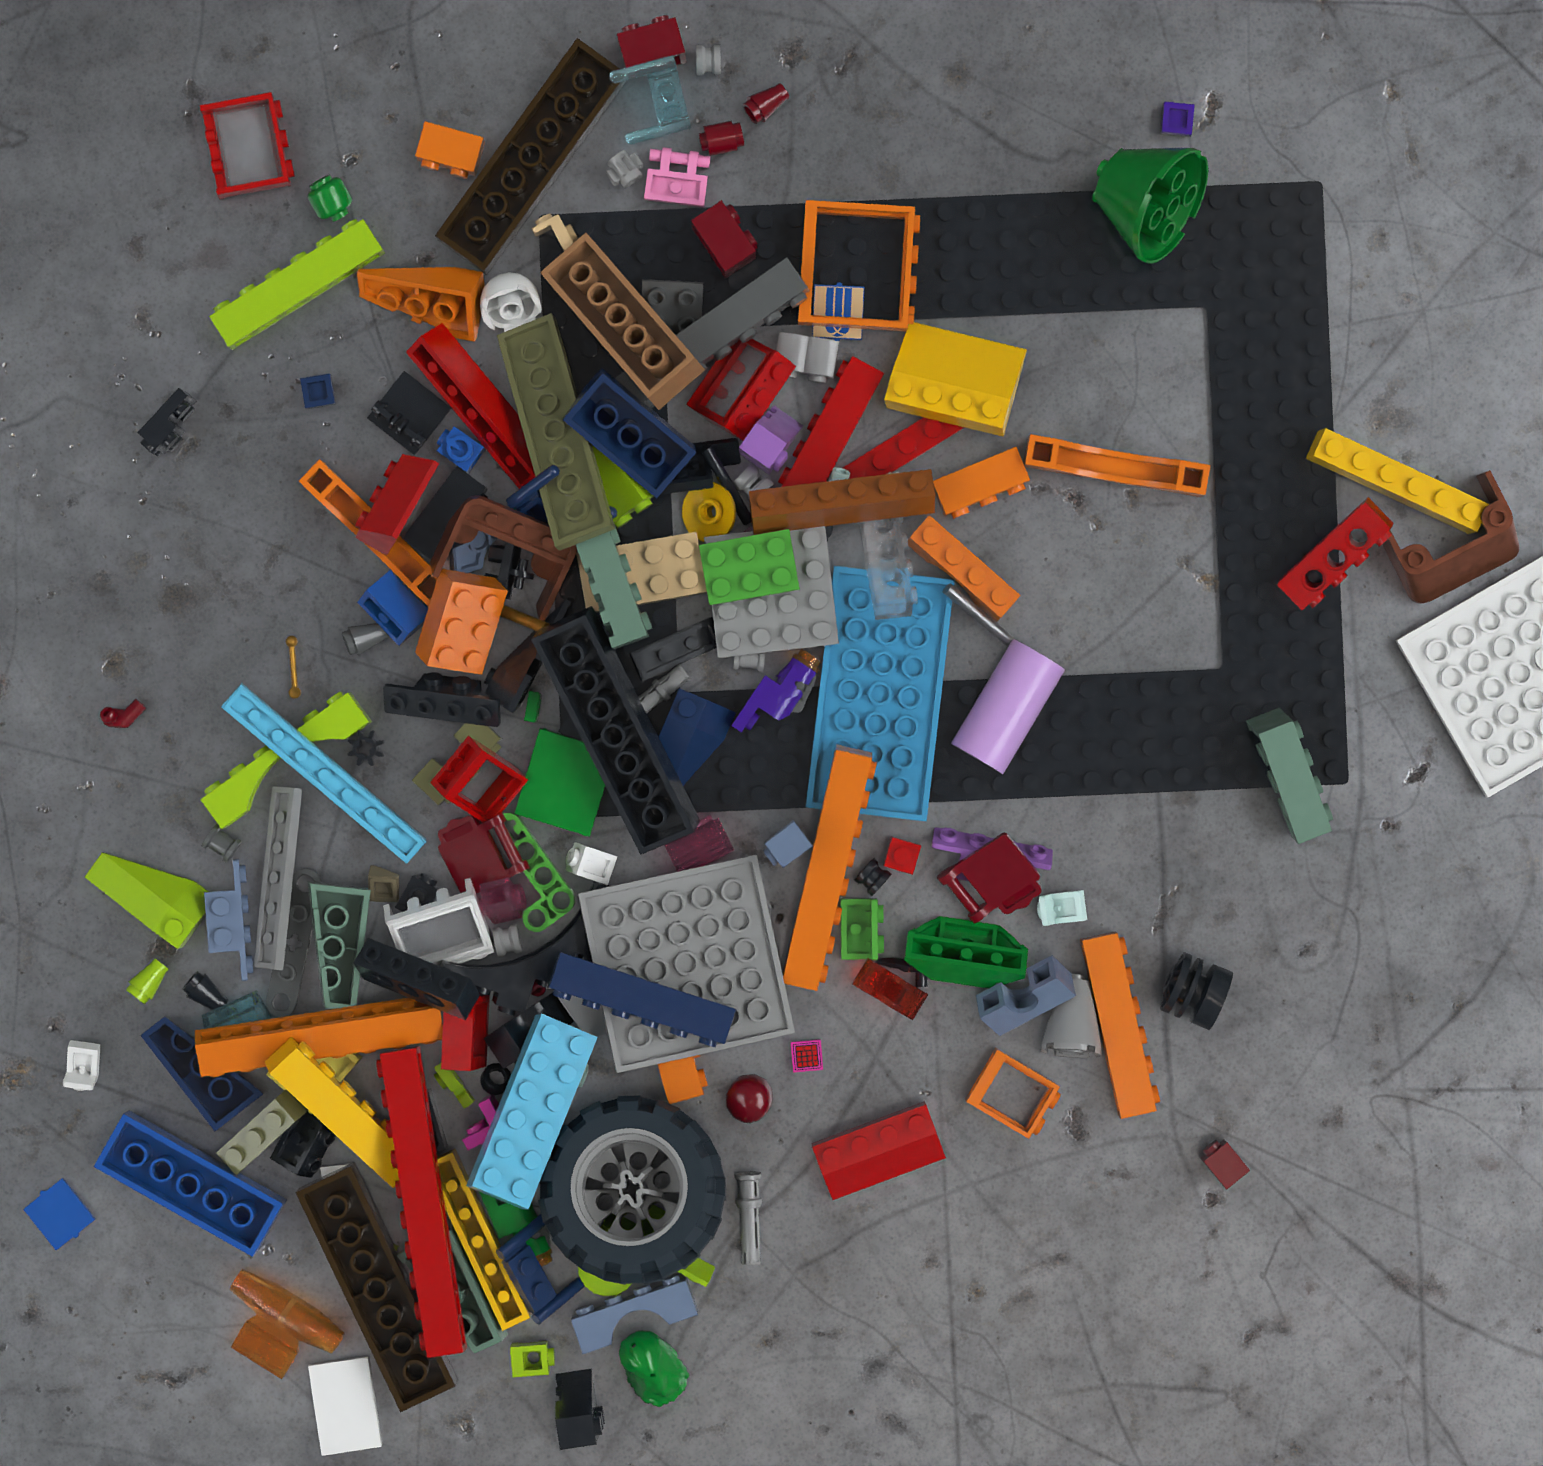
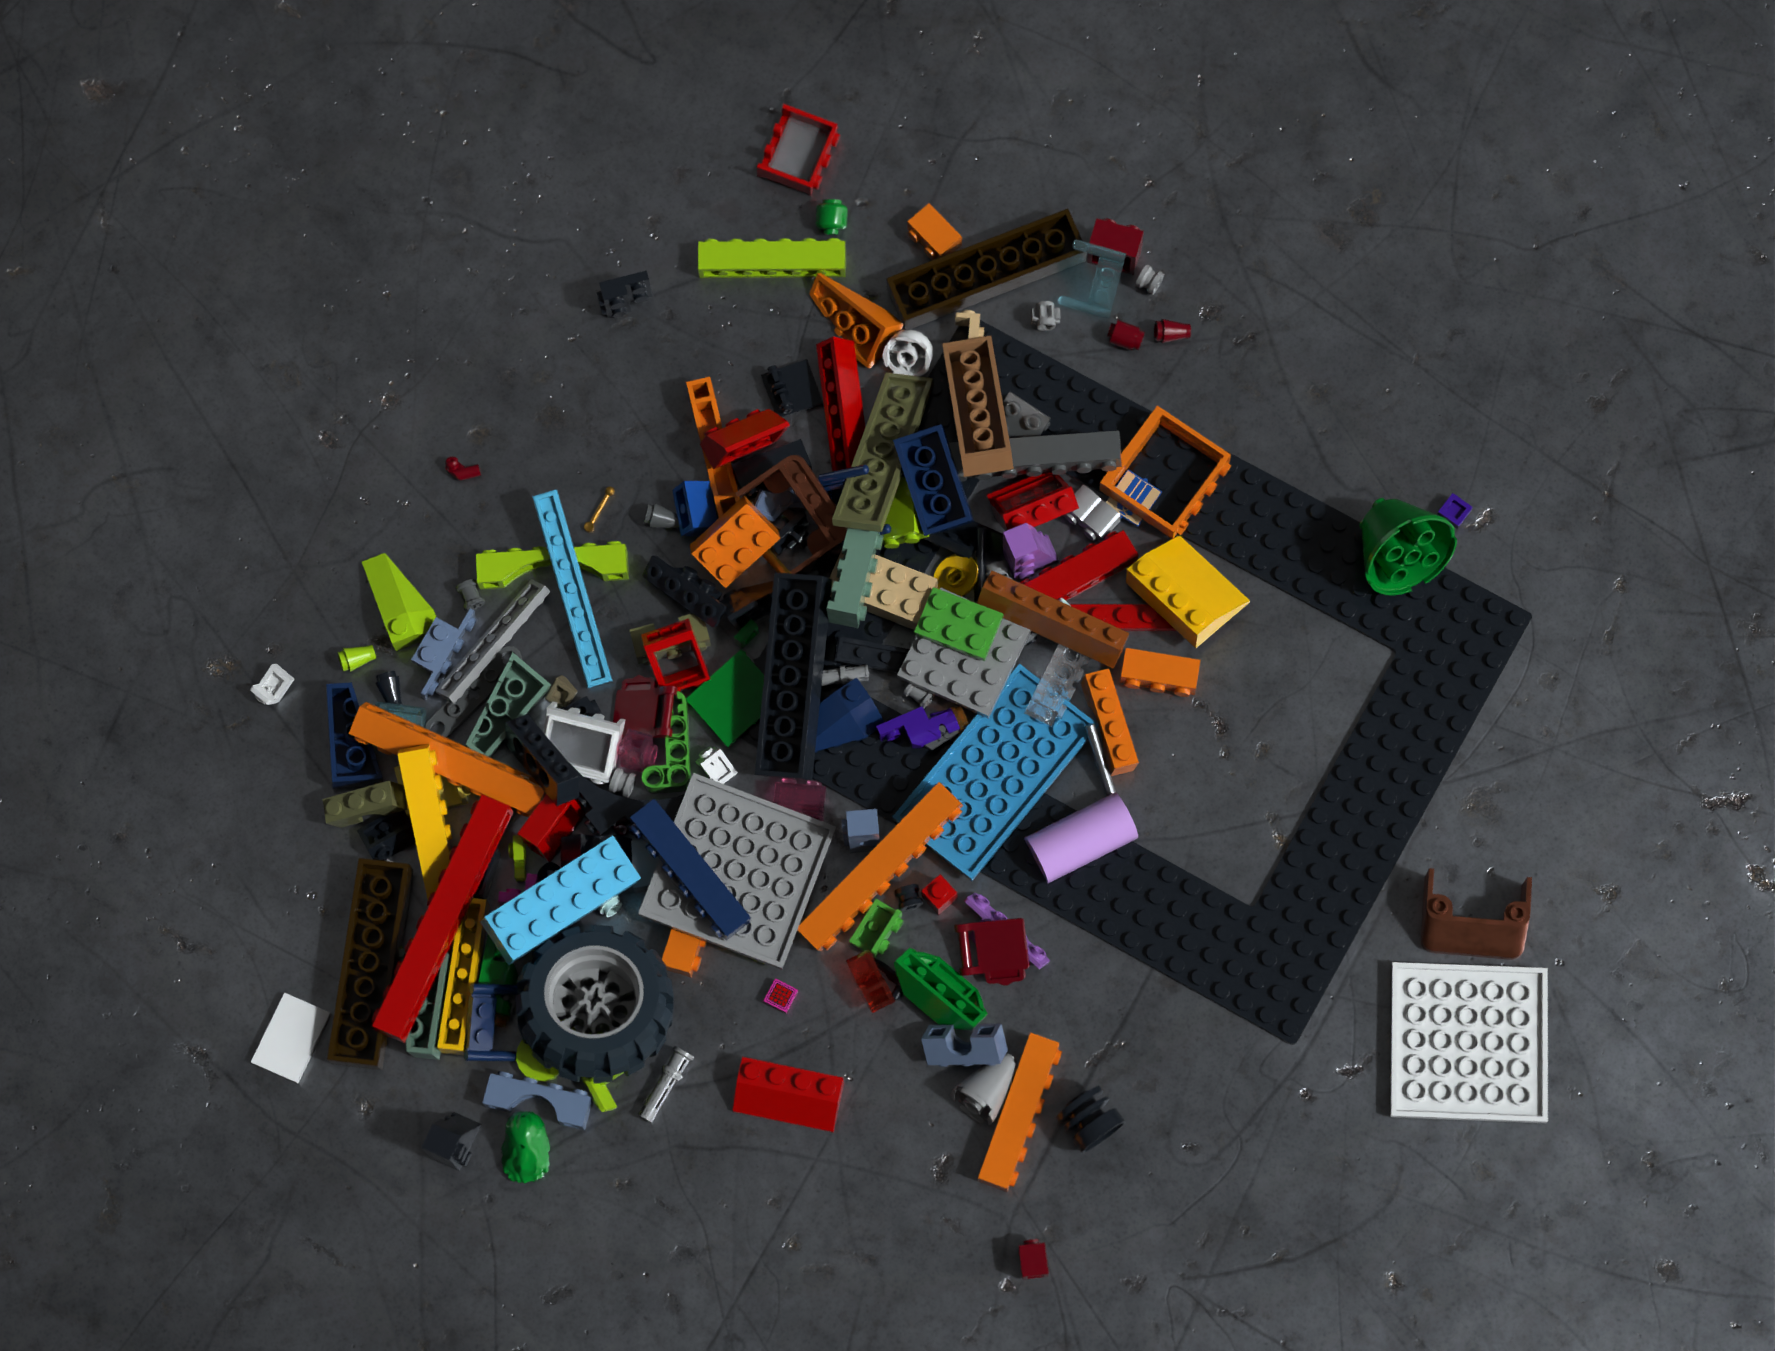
camera: 30 degrees right, 15 degrees down
(59, 1214) = (186, 779): blue piece -> none
(190, 1183) = (290, 811): blue brick -> none
(280, 1323) = (287, 949): clear orange plate -> none
(318, 391) = (739, 337): dark blue plate -> none
(373, 752) = (608, 587): black gear -> none
(459, 449) = (811, 431): blue brick -> none
(523, 1366) = (438, 1079): lime brick -> none
(676, 186) = (1073, 349): bright pink plate -> none
(724, 239) = (1083, 395): dark red brick -> none
(749, 1098) = (720, 1000): dark red hair -> none
(986, 1077) = (900, 1089): orange window -> none
(1062, 907) = (1030, 1003): light aqua bracket -> none
(1116, 466) = (1238, 697): orange arch -> none
(1291, 775) = (1255, 1007): sand green wedge -> none
(1365, 517) = (1343, 872): red brick -> none
(1396, 481) = (1459, 848): yellow brick -> none

